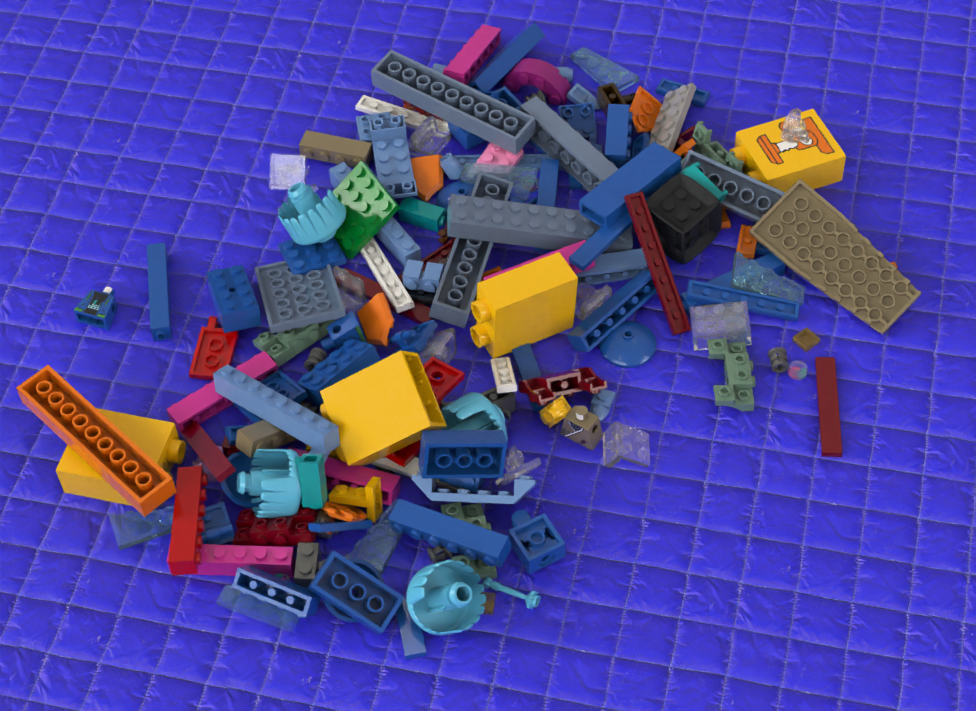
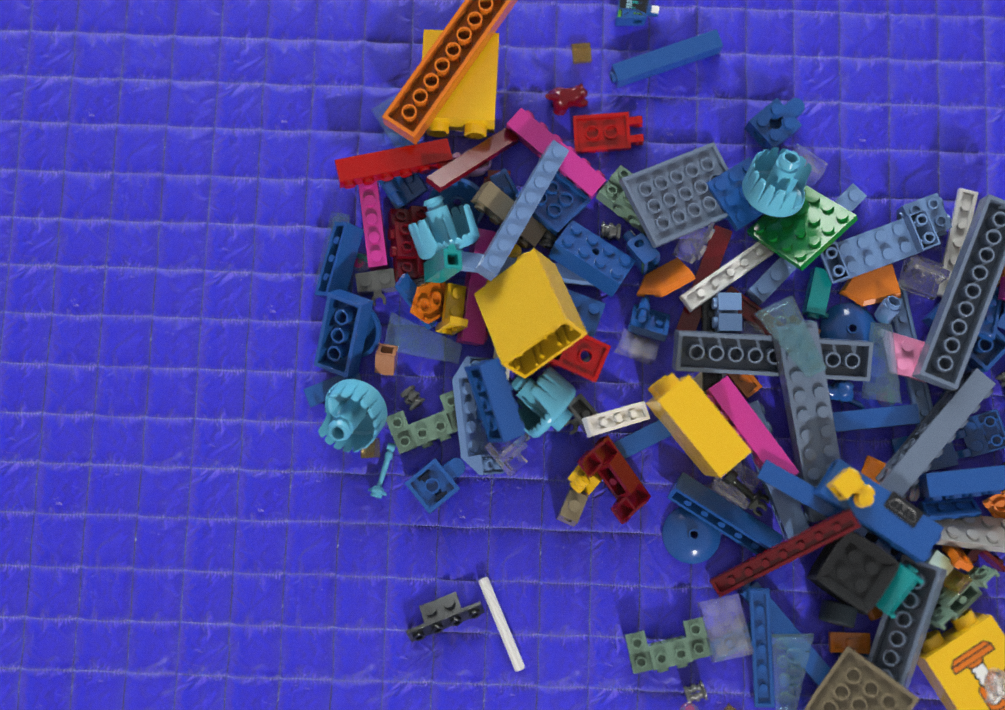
camera: 75 degrees right, 30 degrees up
(126, 359) = (581, 53): none -> clear yellow tile
(169, 374) = (567, 97): none -> dark red animal
(233, 298) = (663, 132): blue brick -> none
(254, 219) = (776, 123): none -> blue brick
(287, 170) = (844, 142): clear bracket -> none
(335, 149) = (887, 183): dark tan brick -> none
(394, 567) = (386, 359): none -> nougat brick
(450, 533) = (421, 405): blue brick -> none
(453, 209) = (791, 332): none -> clear light blue wing
(580, 298) = (731, 478): none -> pearl dark grey bar
(602, 403) = (606, 519): medium blue plate -> none
(604, 191) = (849, 483): none -> yellow brick
(627, 444) = (561, 552): clear bracket -> none
(632, 164) = (903, 509): none -> black sticker
(671, 559) = (443, 614): none -> black bracket
(689, 509) = (501, 624): none -> white axle
(705, 150) = (957, 581): none -> clear yellow tile
(719, 242) = (838, 613): none -> black wheel

